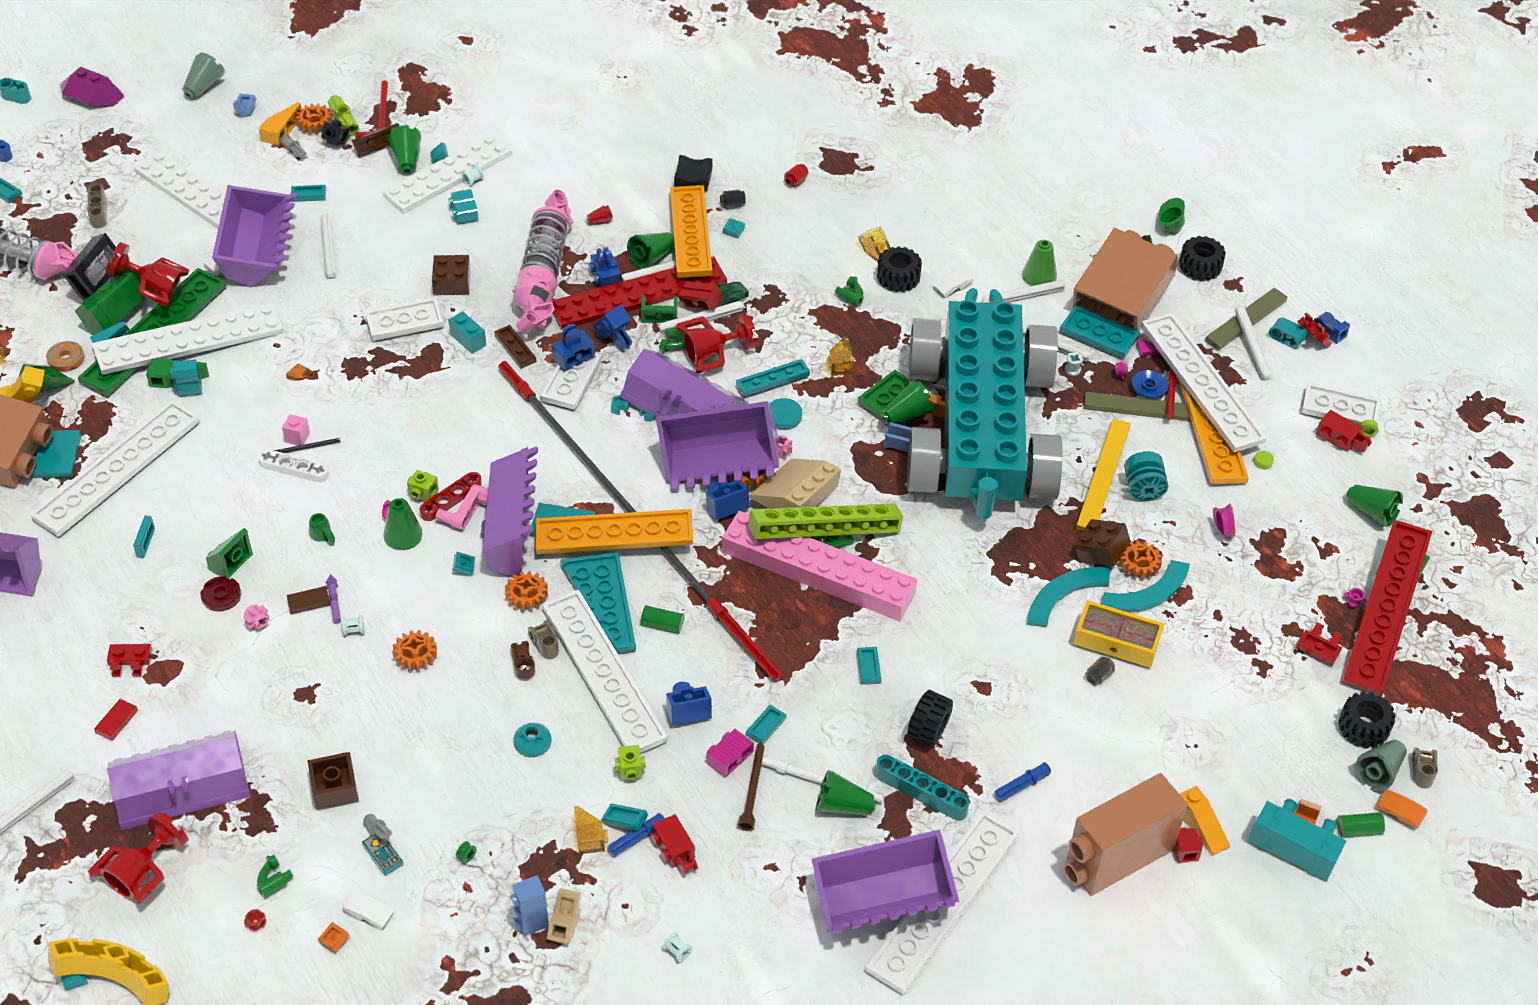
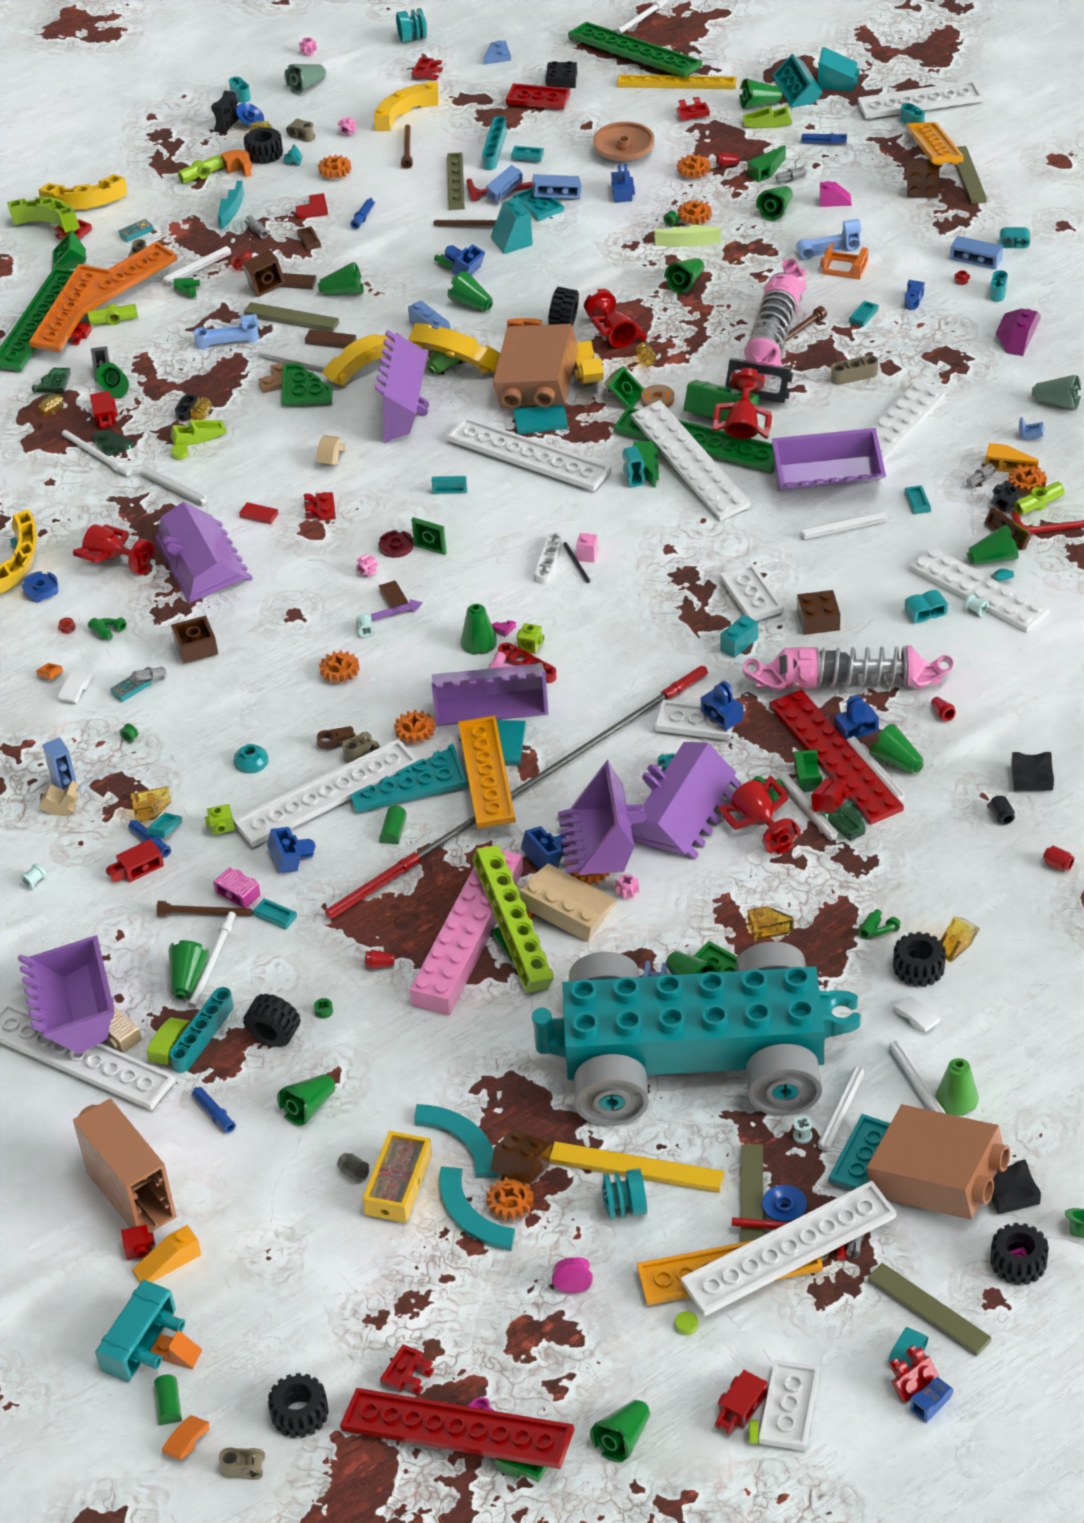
camera: 90 degrees right, 5 degrees down
(39, 639) = (329, 449): none -> tan brick
(112, 332) = (679, 411): teal slope -> none
(178, 958) = (37, 593): none -> blue plate
(298, 373) = (668, 539): clear orange tile -> none
(320, 528) = (472, 586): green piece -> none
(515, 346) = (733, 676): reddish brown tile -> none
(613, 325) = (765, 734): blue brick -> none
(690, 231) = (932, 777): light orange plate -> none
(733, 228) = (957, 818): teal tile -> none
(772, 377) = (727, 871): teal plate -> none
(786, 413) = (679, 887): teal tile -> none
(845, 641) = (377, 959): none -> red cone
(868, 665) = (351, 983): teal tile -> none
(900, 693) = (324, 1012): none -> green bush
(932, 816) = (165, 1039): none -> lime slope
(1022, 699) = (305, 1098): none -> green cone
(1121, 369) = (804, 1171): dark pink plate -> none
(1253, 342) = (880, 1309): white axle -> none
(1380, 765) = (240, 1417): sand green cone -> none

